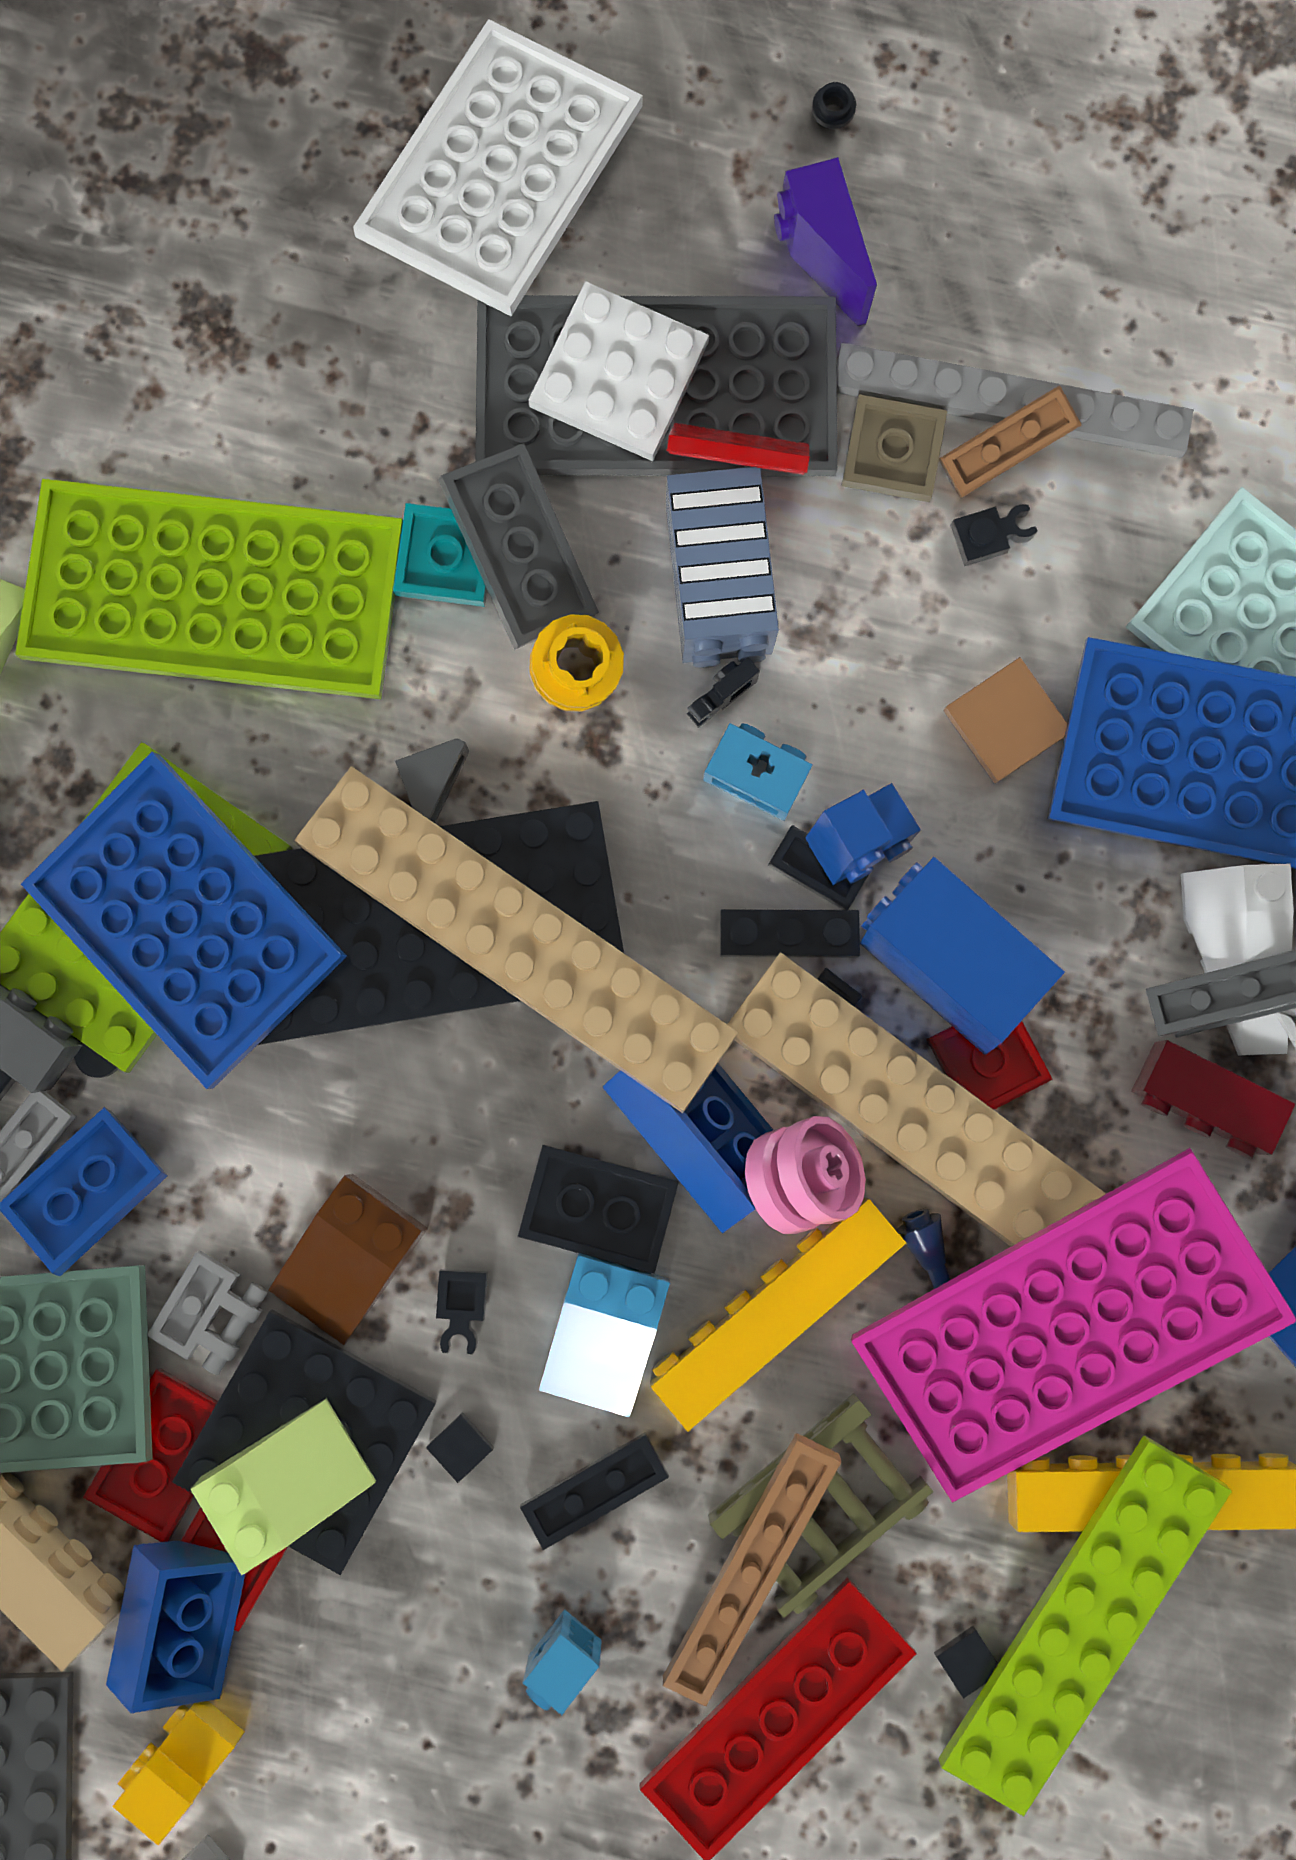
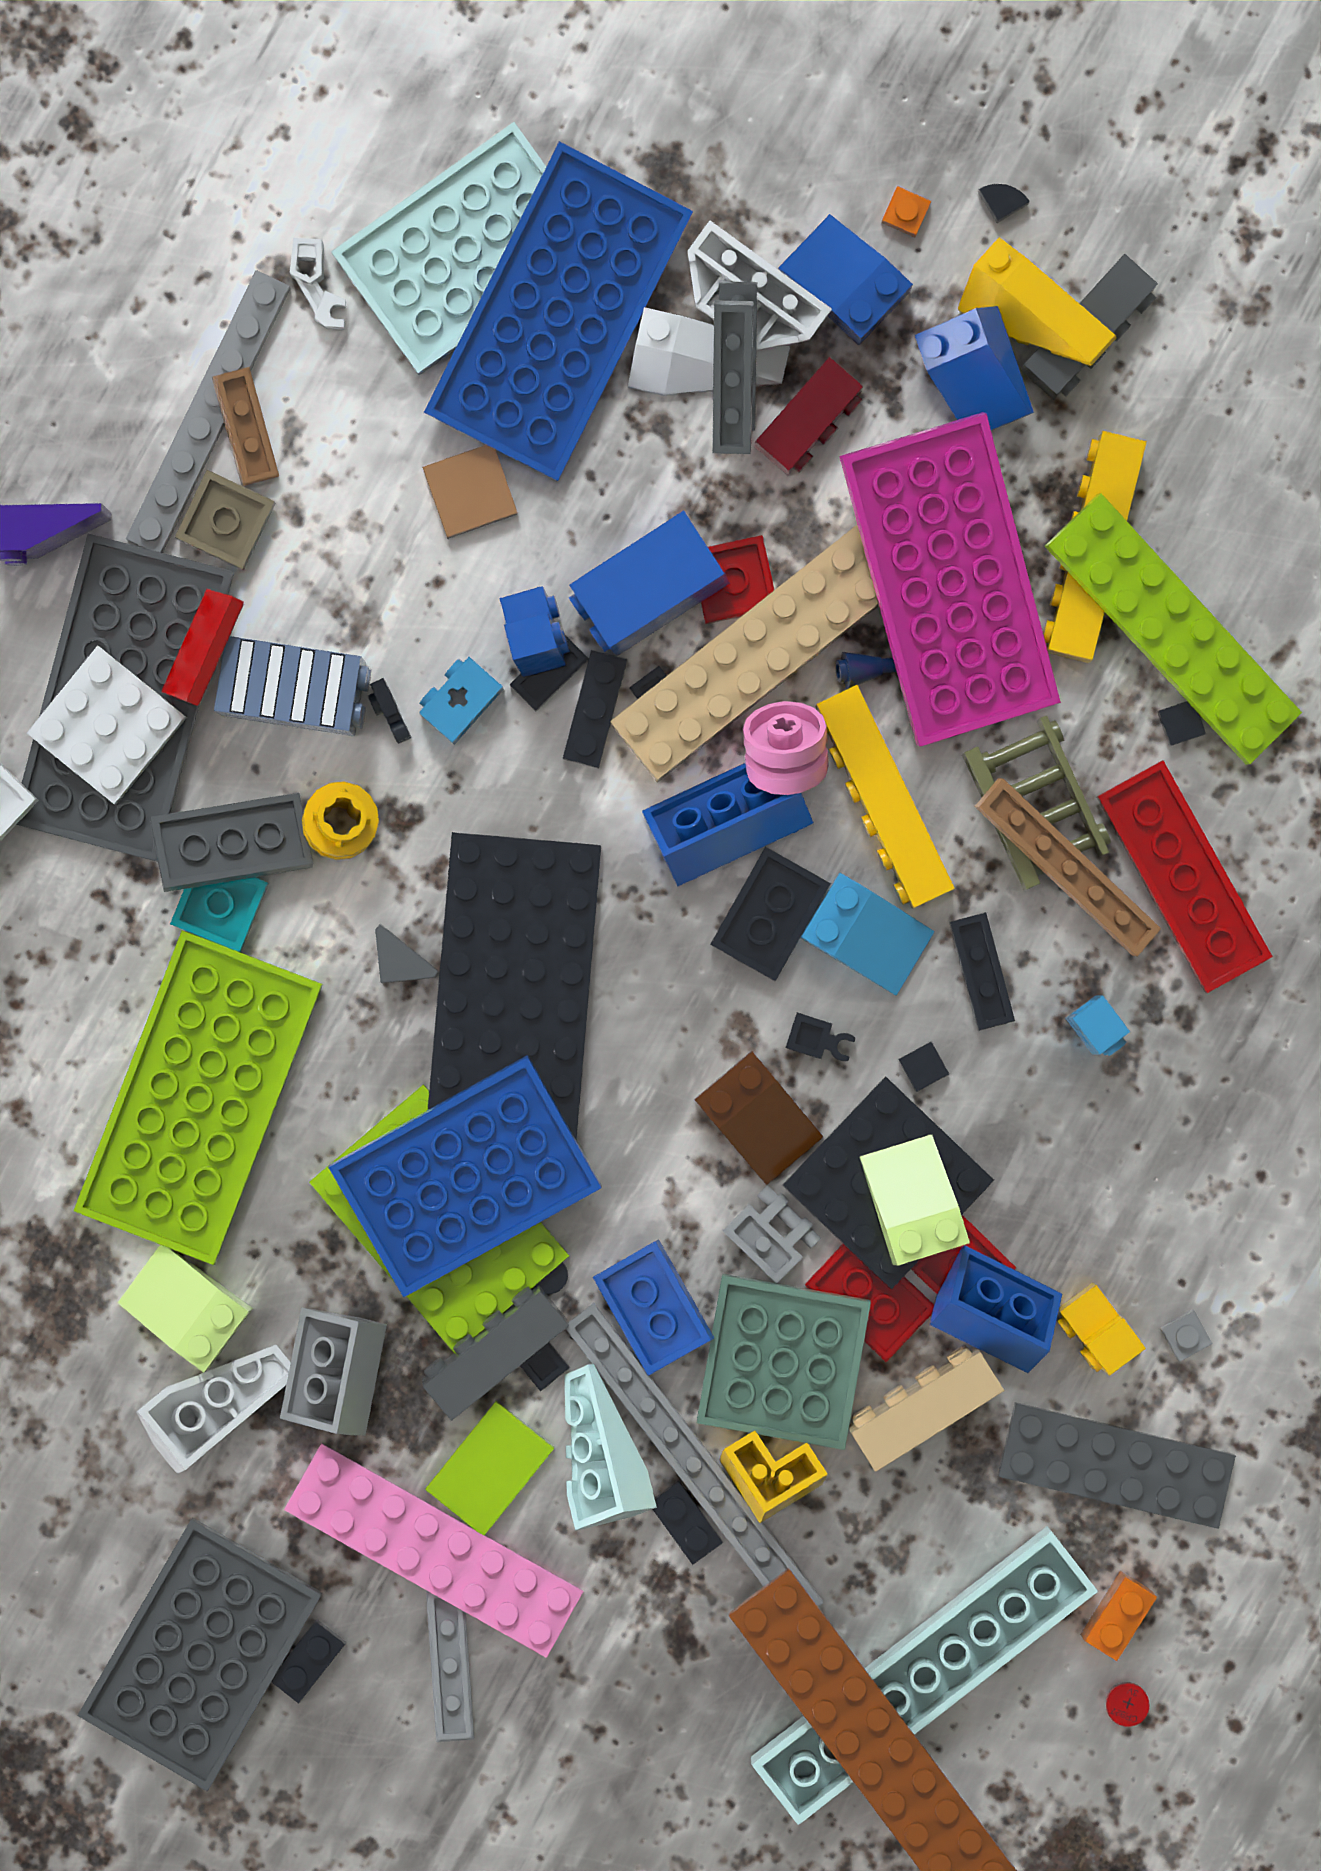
camera: 70 degrees left, 5 degrees up
(517, 939) = (546, 922): tan plate -> none
(987, 535) = (314, 466): black plate -> none
(1233, 466) = (321, 302): none -> white piece

